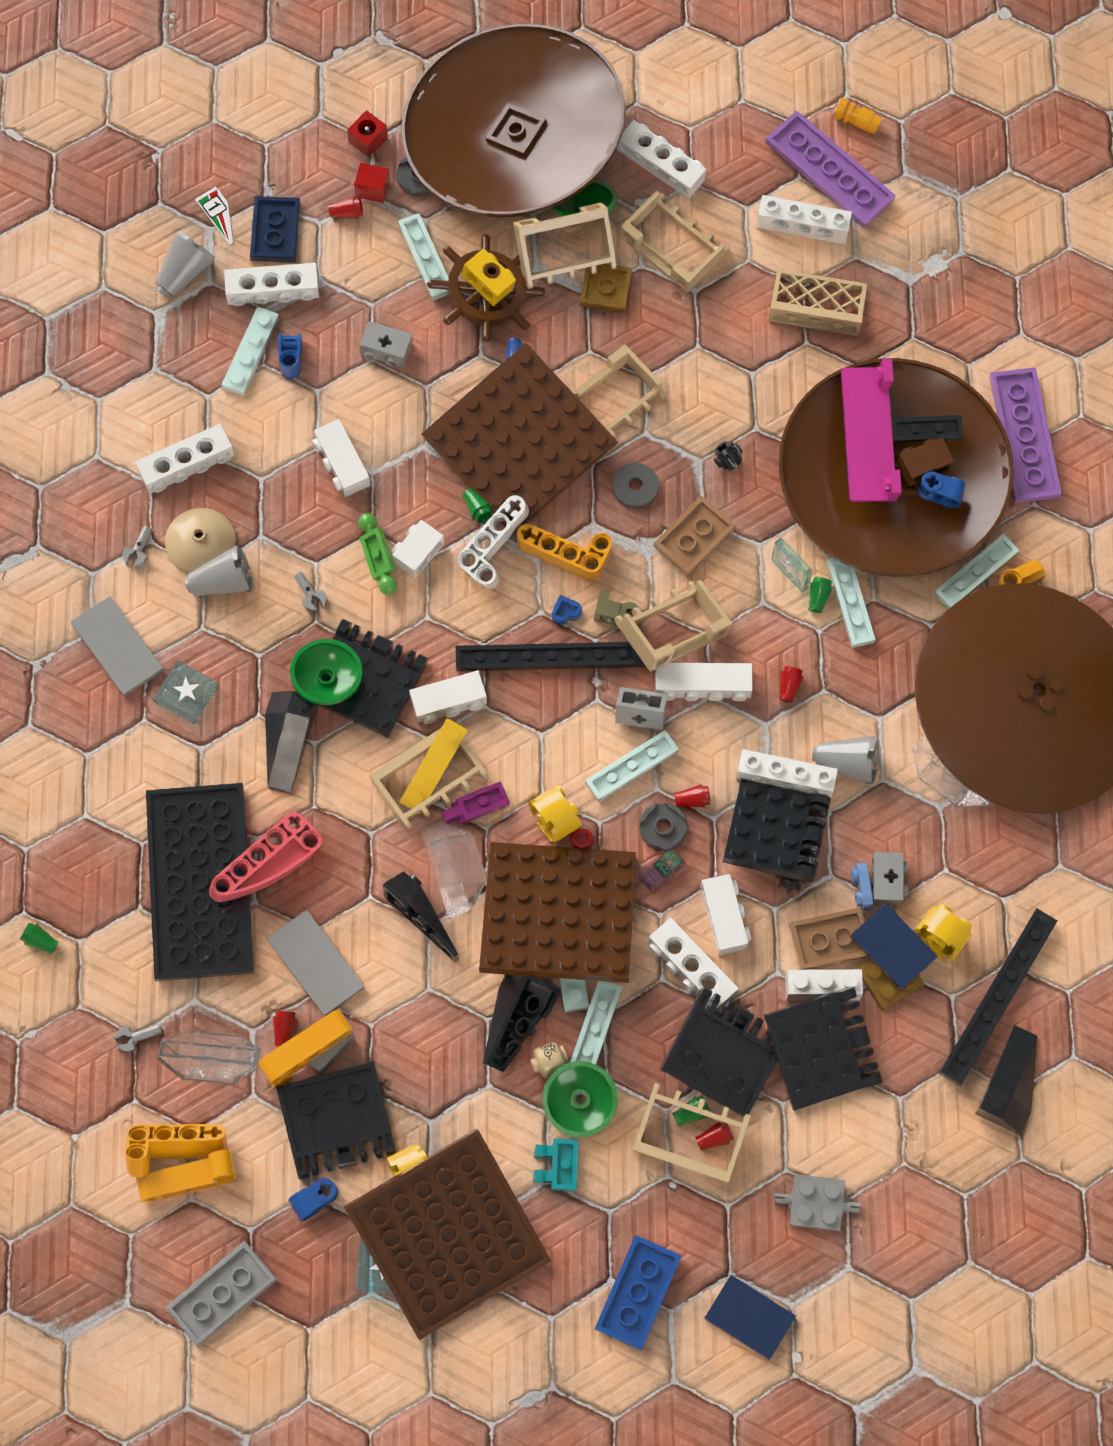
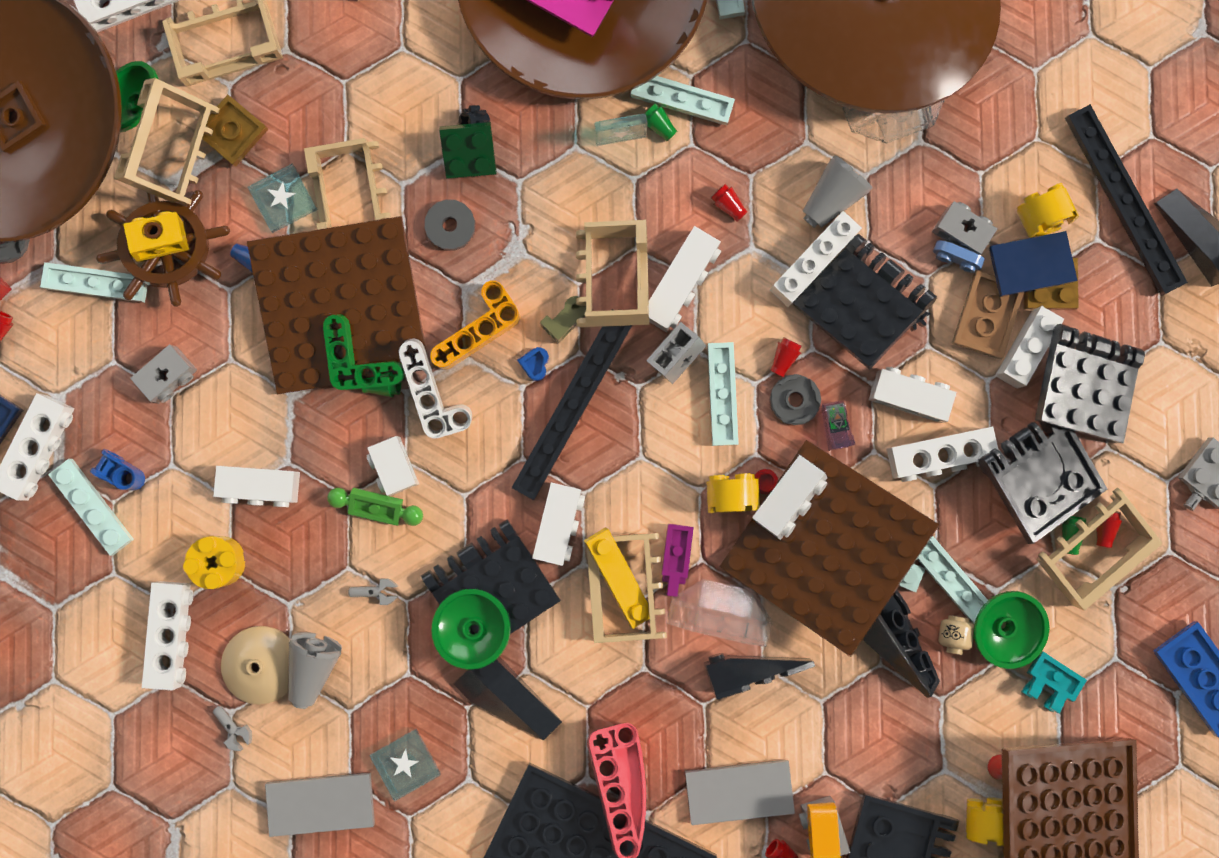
camera: 60 degrees left, 15 degrees up
(259, 449) = (200, 563): none -> yellow brick
(476, 468) = (347, 364): none -> green beam
(577, 352) = (282, 198): none -> clear light blue tile
(579, 857) = (791, 498): none -> white brick
(694, 535) = (533, 201): medium nougat plate -> none
(702, 463) = (468, 150): none -> dark green plate

